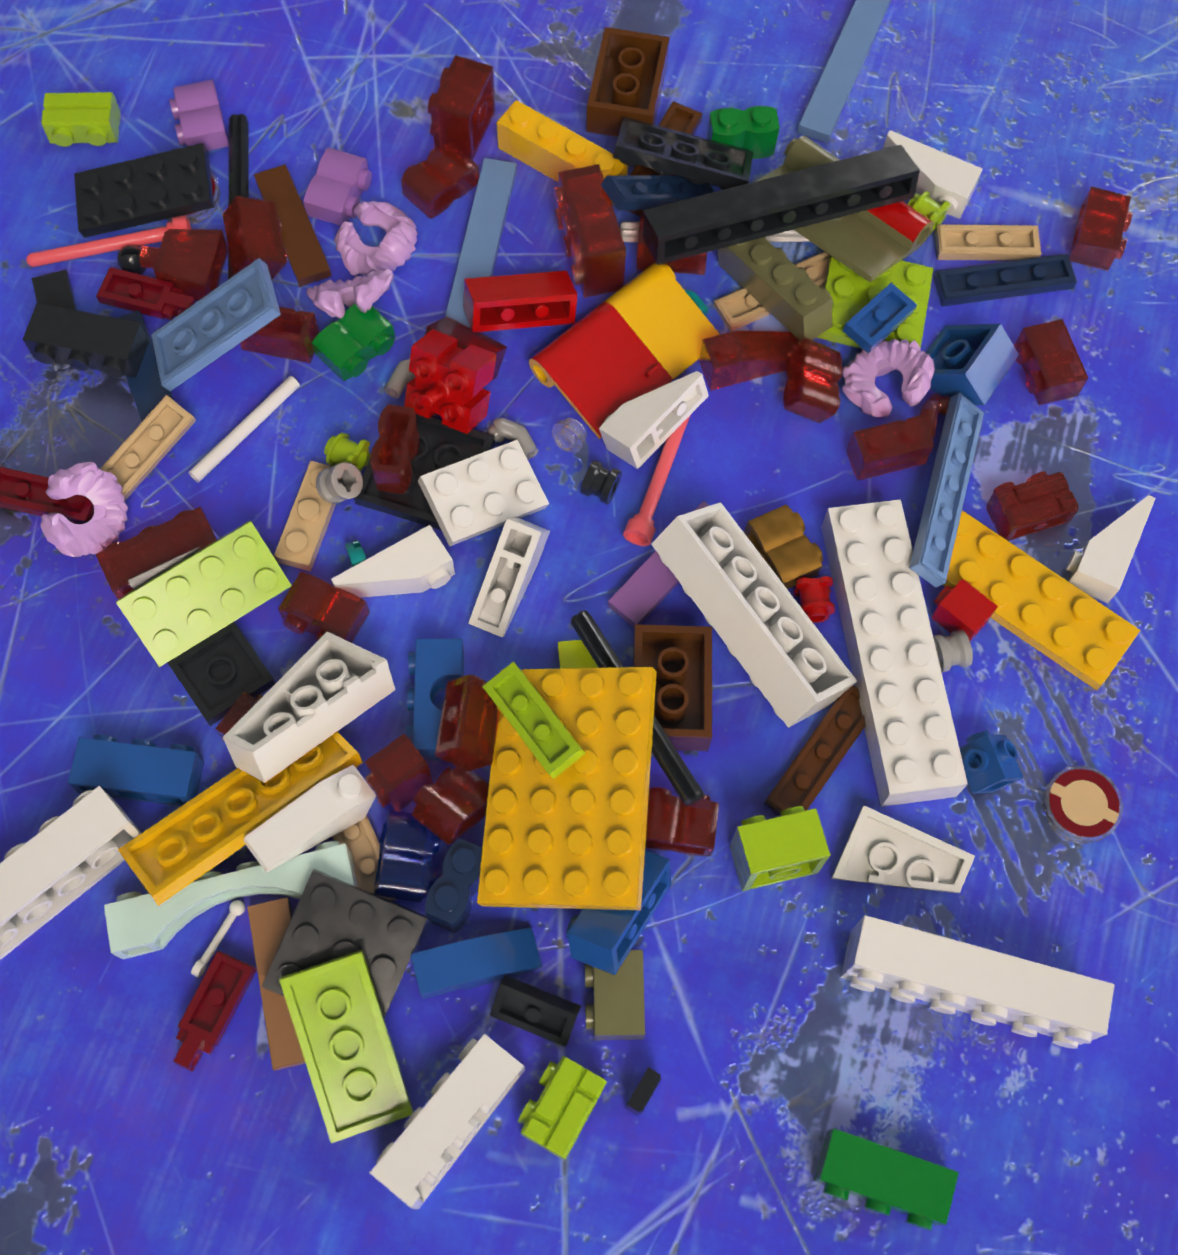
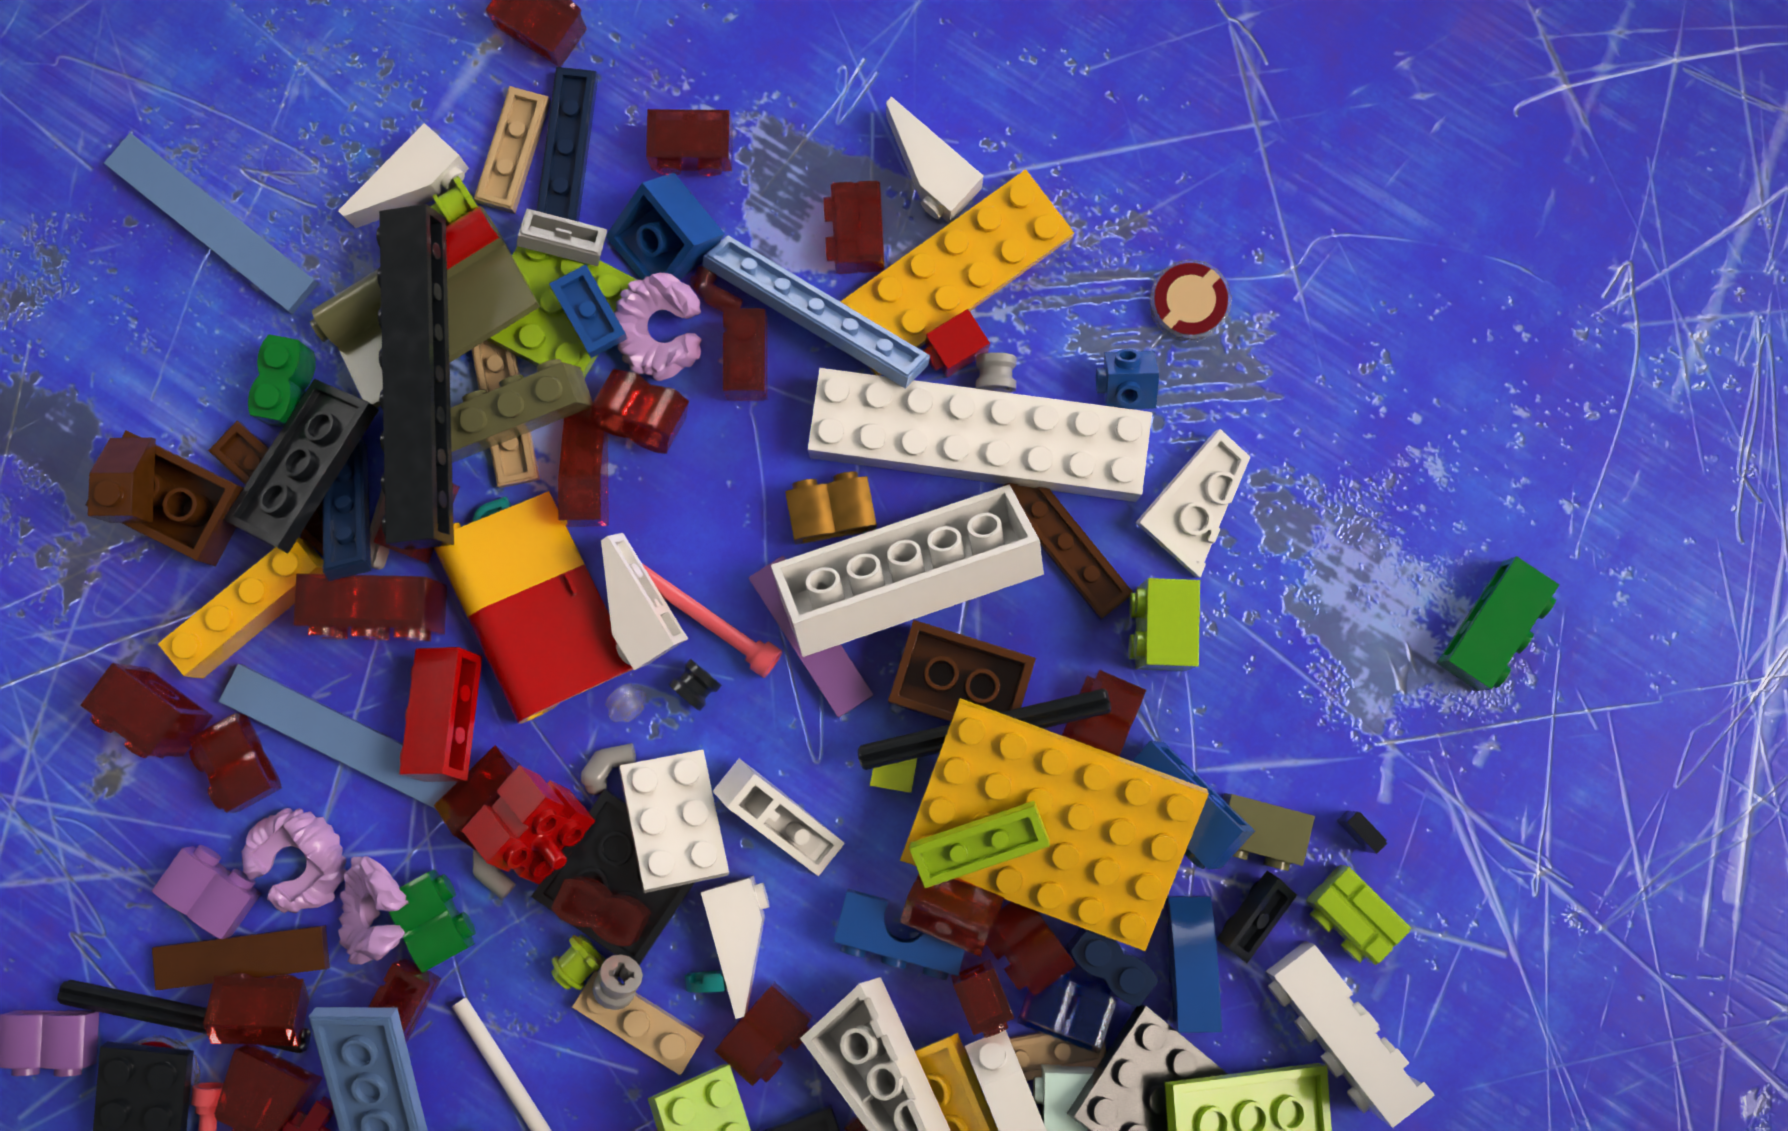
camera: 70 degrees left, 15 degrees up
(629, 39) = (123, 481): none -> reddish brown slope
(815, 597) = (899, 495): red brick -> none
(932, 289) = (561, 237): none -> light grey tile
(977, 982) = (1347, 477): white brick -> none

